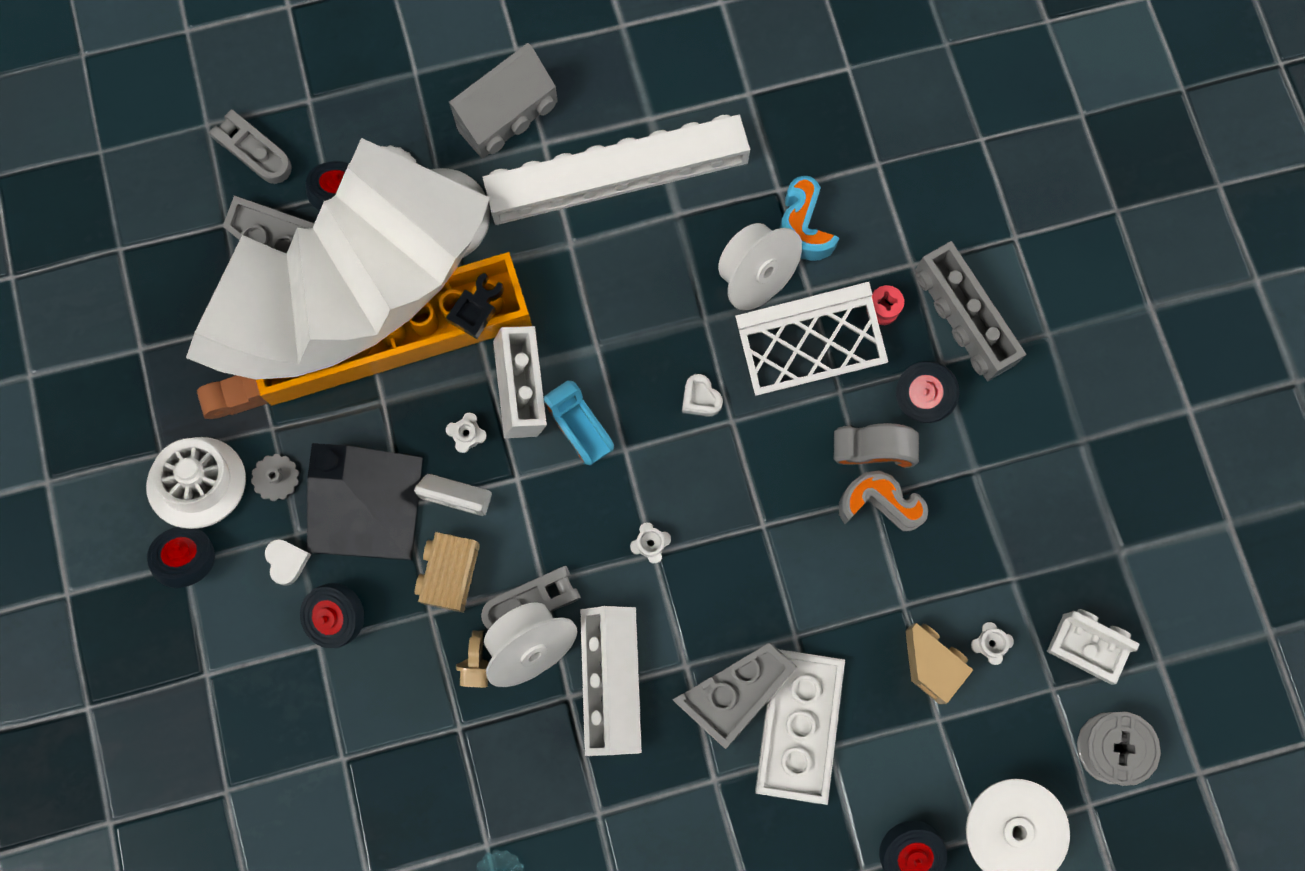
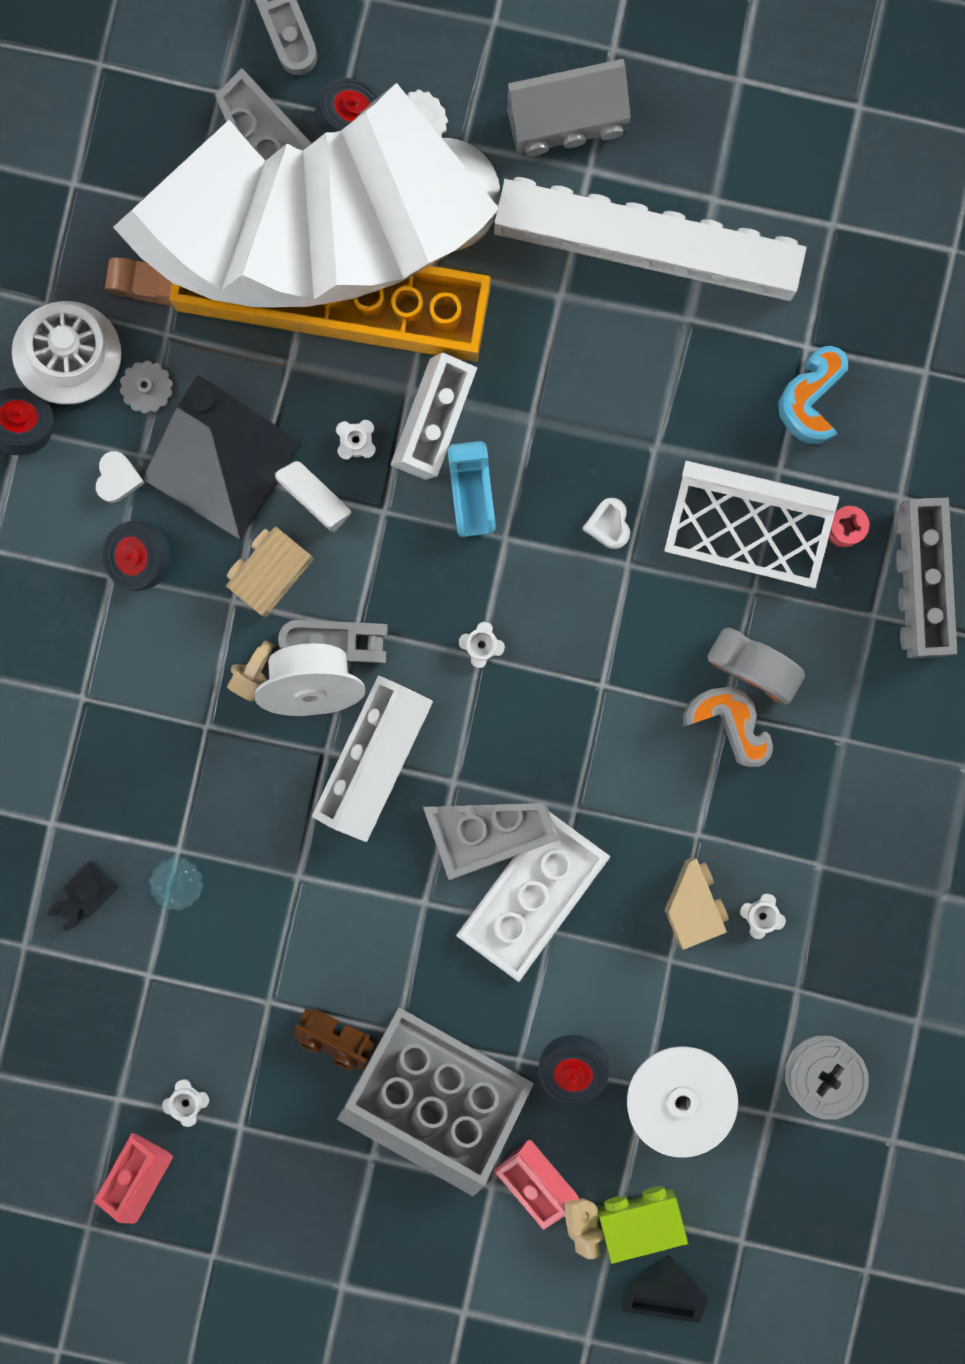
camera: 30 degrees right, 10 degrees up
(473, 311) = (422, 323): black plate -> none
(759, 264) = (738, 419): white piece -> none
(927, 392) = (838, 638): black wheel -> none
(1092, 645) = (857, 970): white bracket -> none

